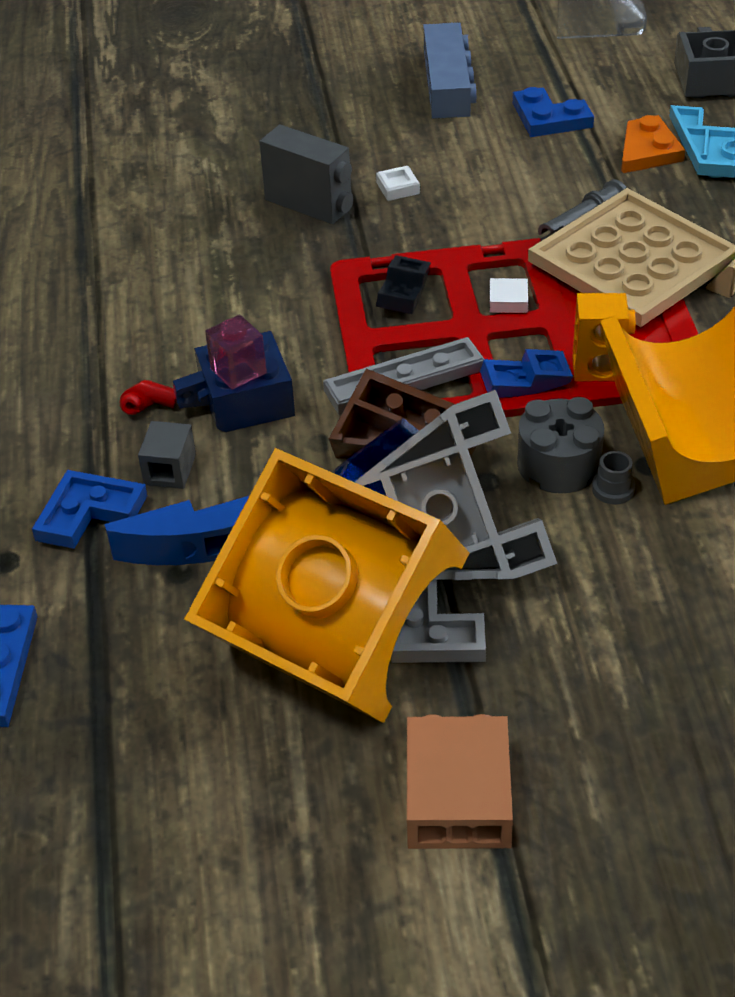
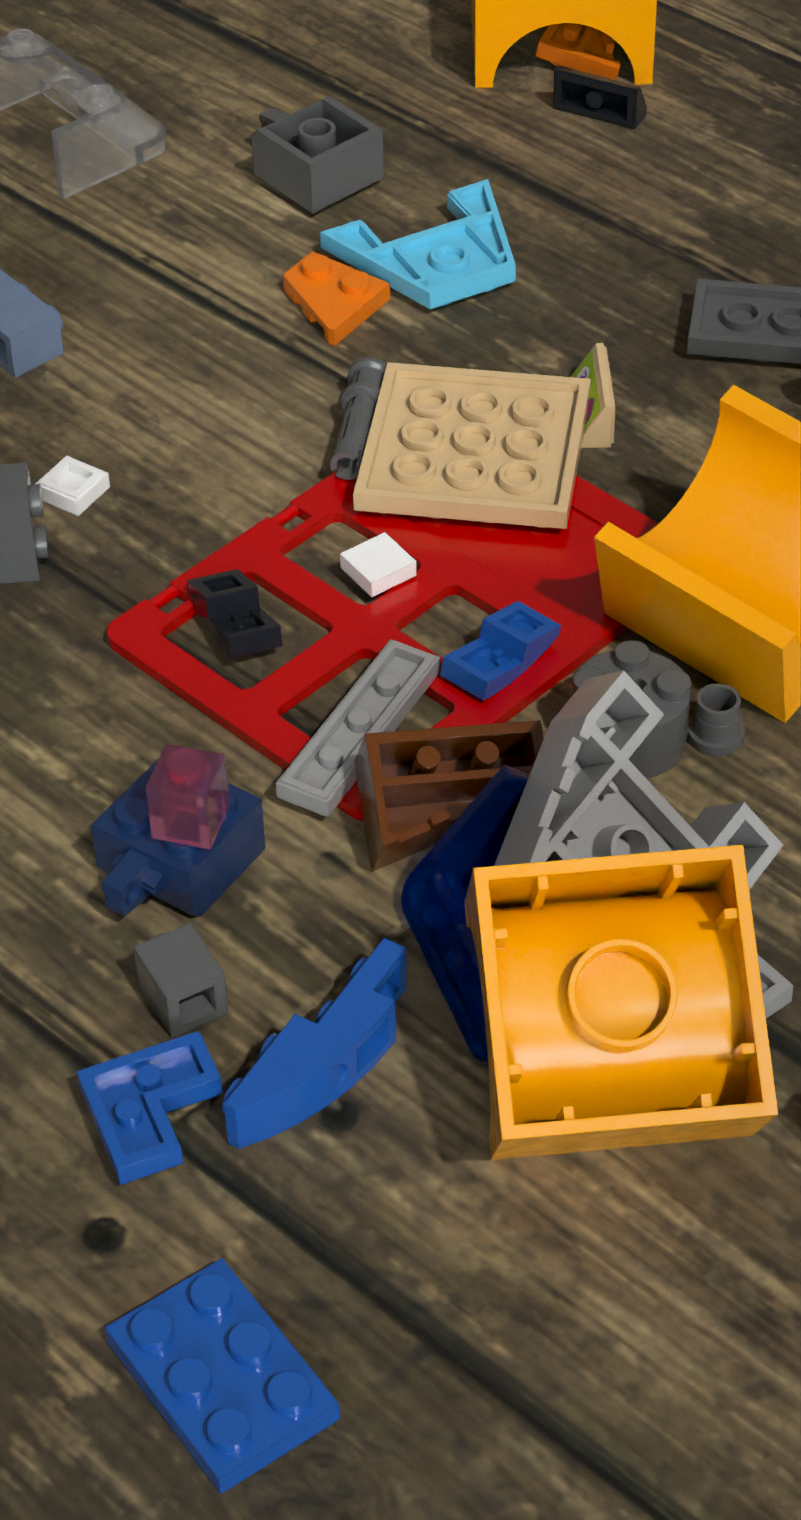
camera: 40 degrees left, 0 degrees up
(145, 394) = (57, 921): red arm -> none
(545, 118) = (171, 313): blue plate -> none
(589, 347) = (561, 560): light orange brick -> none

